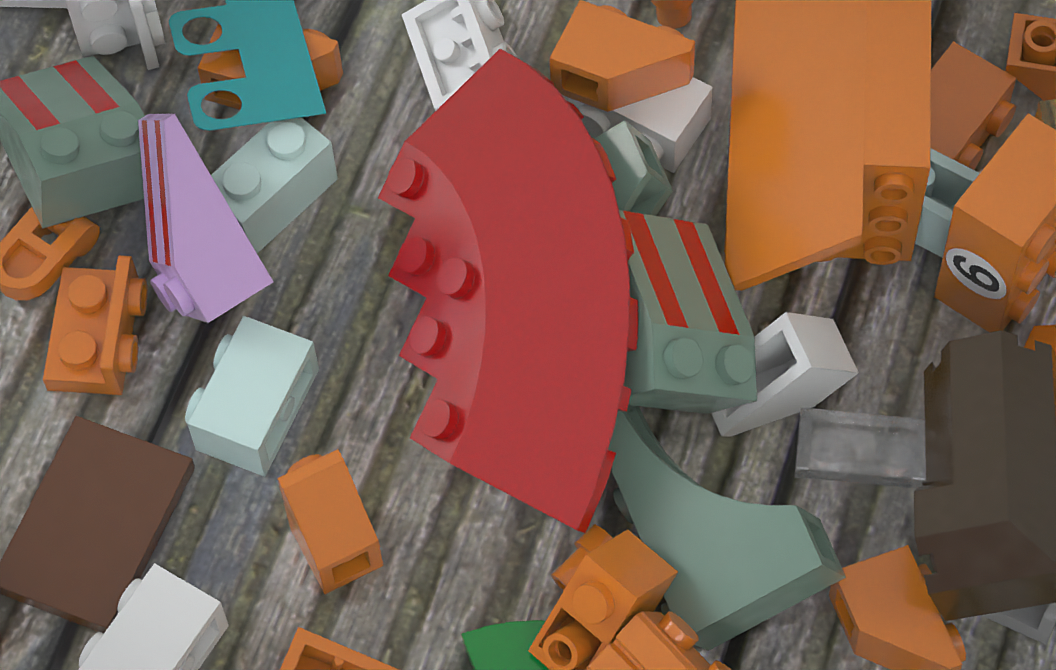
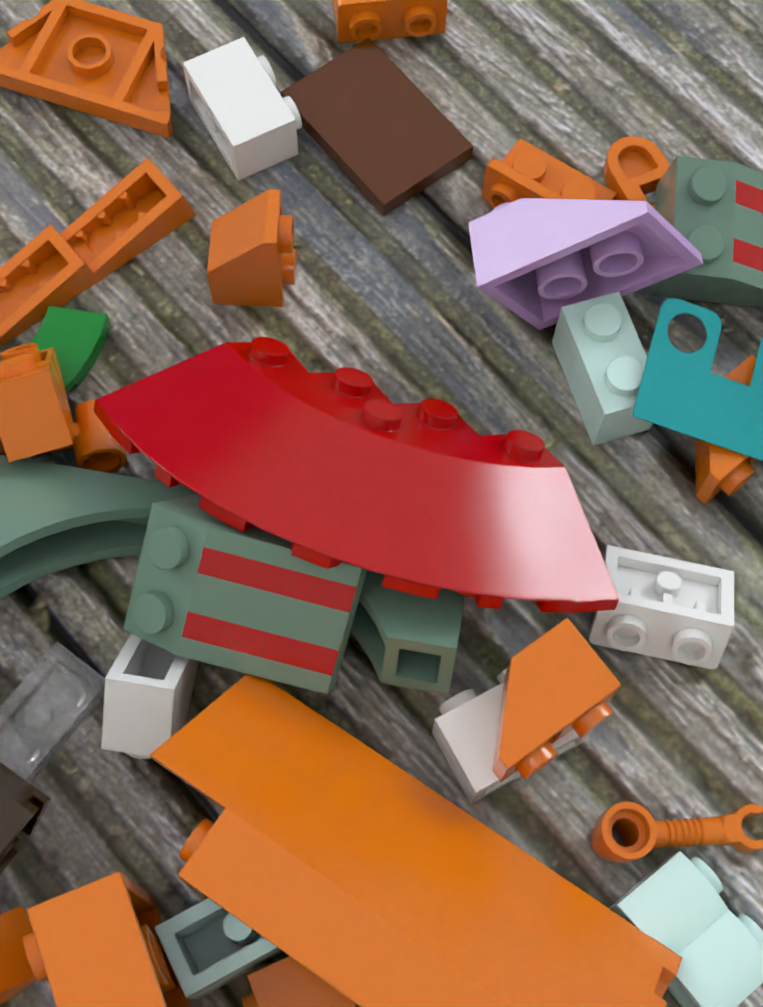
camera: 115 degrees right, 5 degrees up
(252, 395) = (409, 266): light aqua brick -> none

